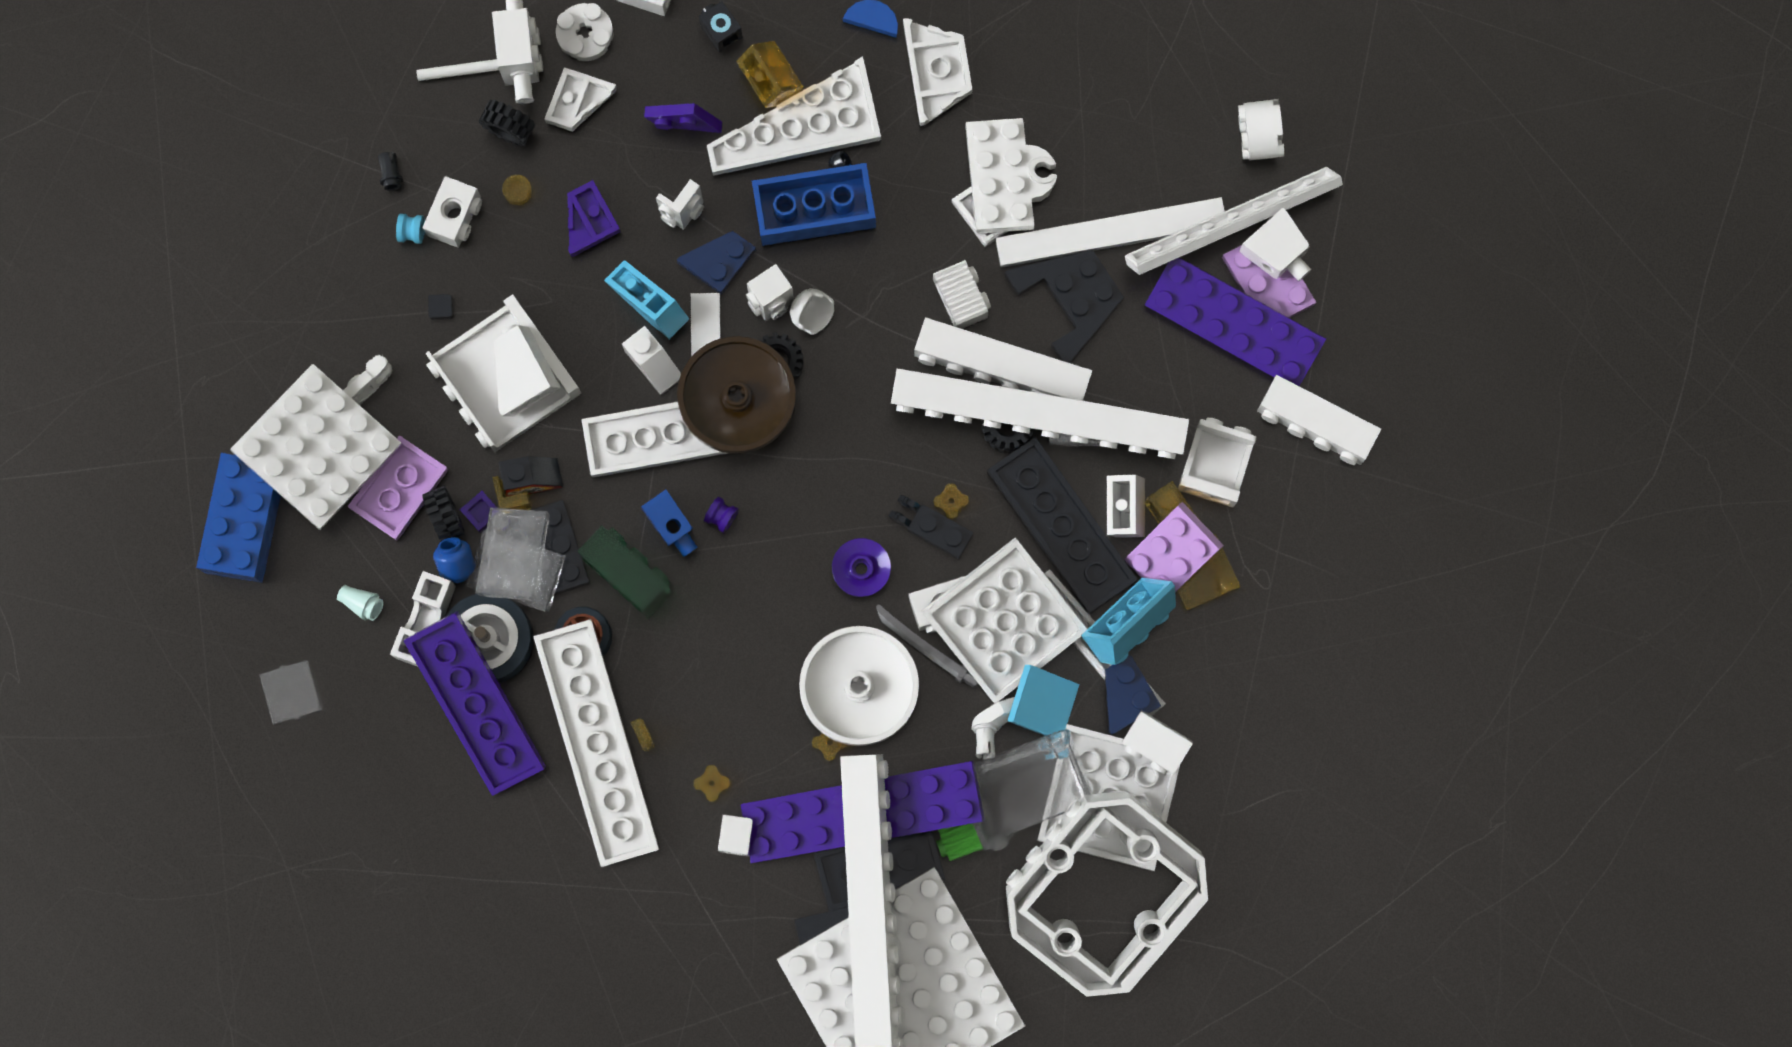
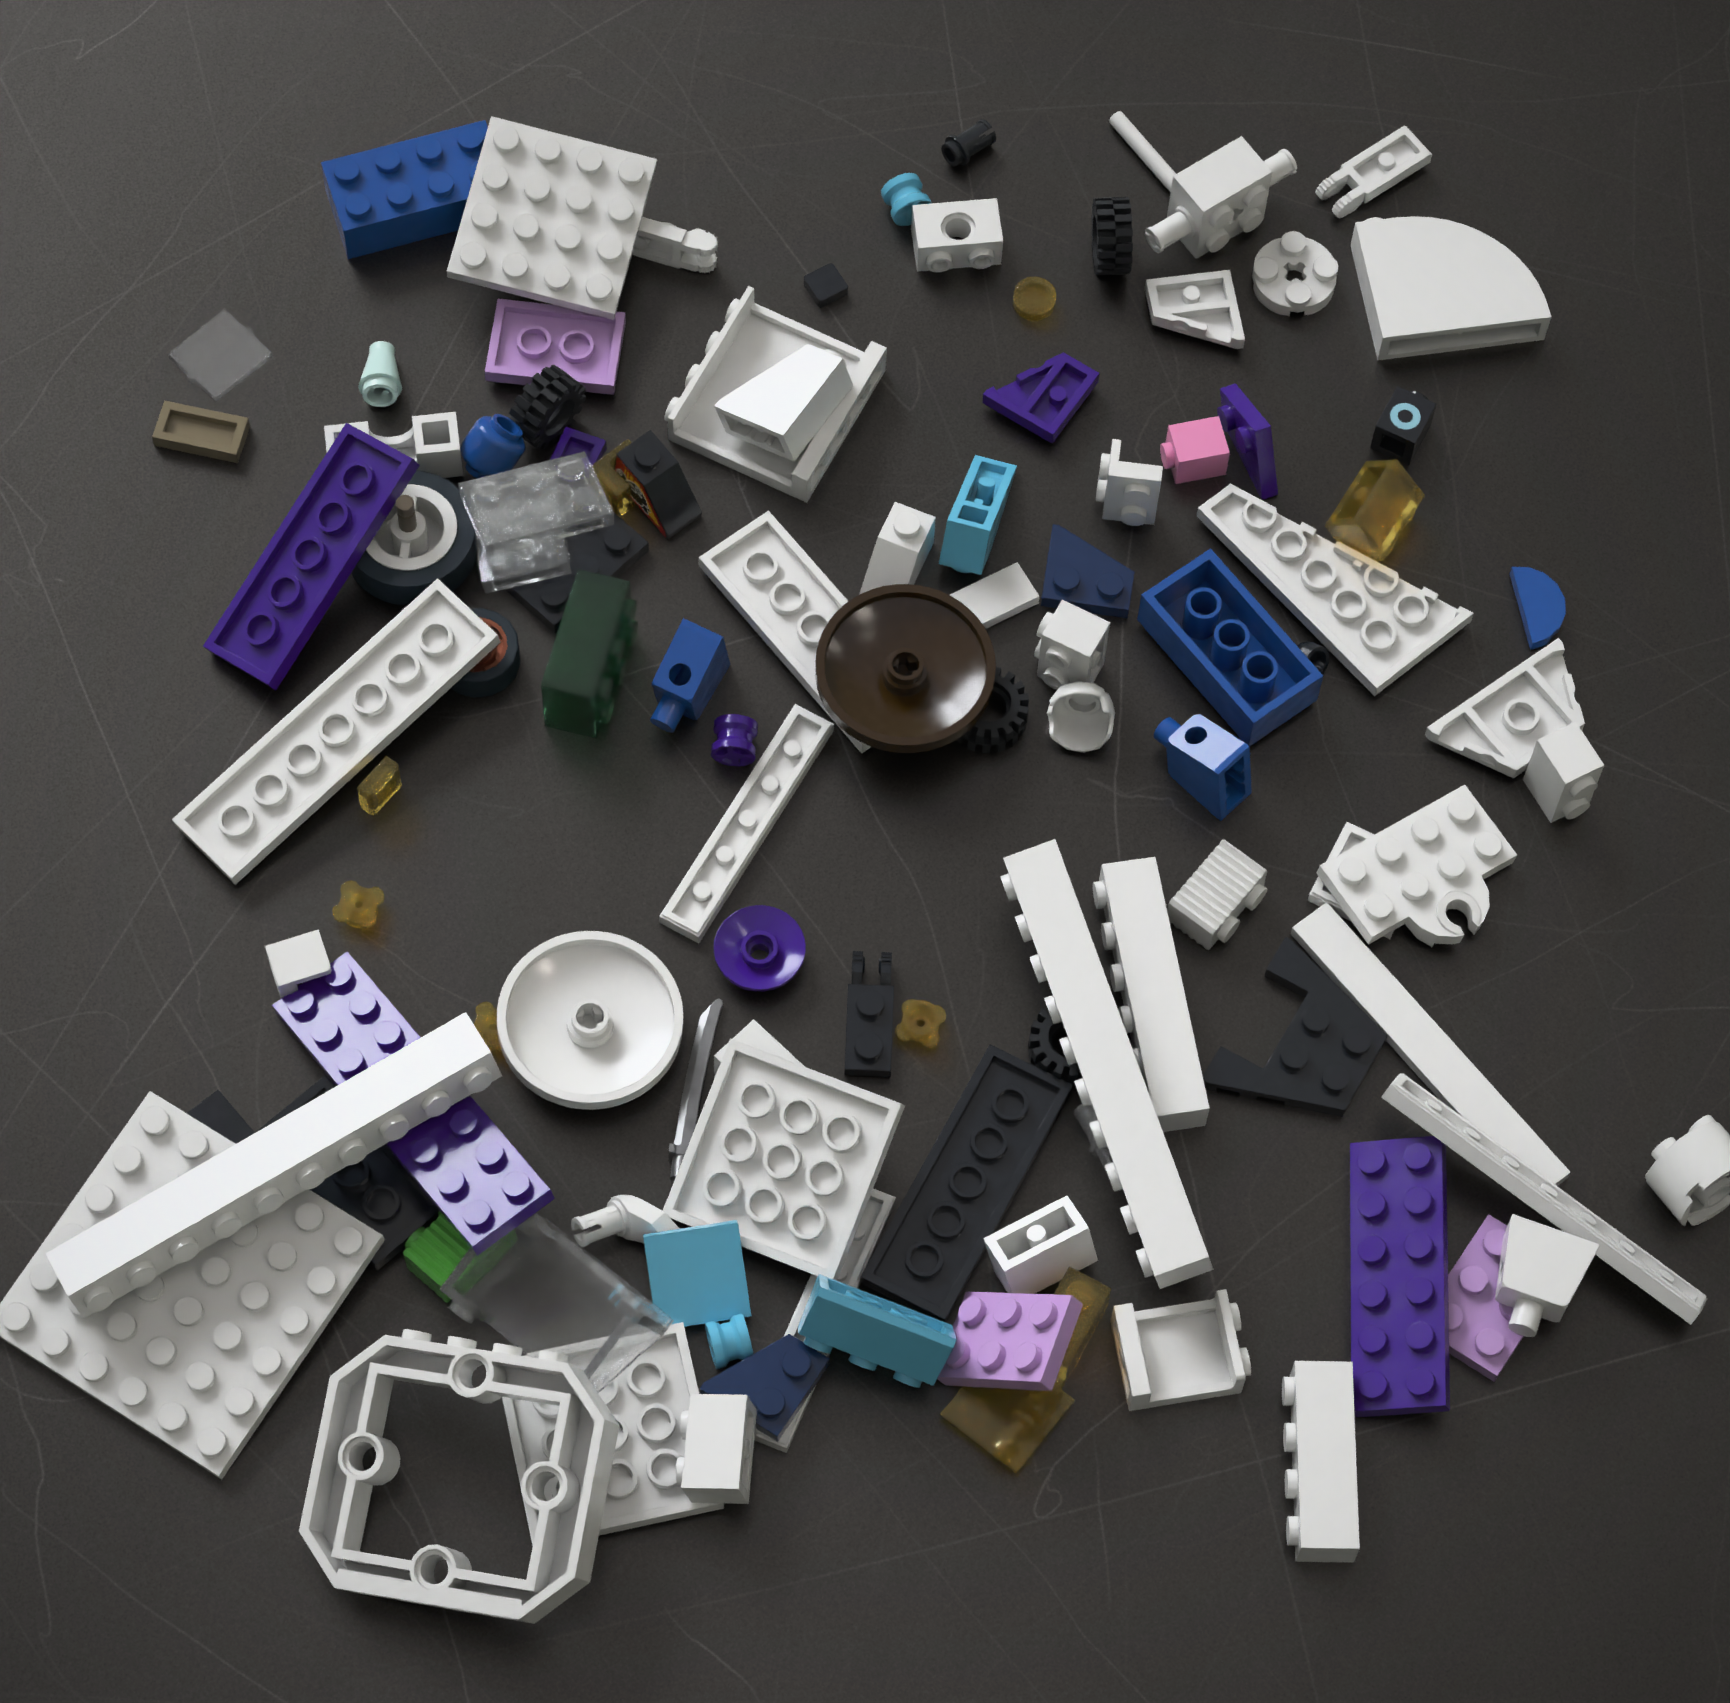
camera: 60 degrees right, 15 degrees down
(339, 729) = (201, 431): none -> dark tan tile
(673, 152) = (1195, 450): none -> bright pink brick
(774, 534) = (746, 823): none -> white tile
(887, 253) = (1207, 762): none -> blue torso
(993, 64) = (1563, 773): none -> white brick
(1089, 704) = (728, 1340): none -> medium azure wheel

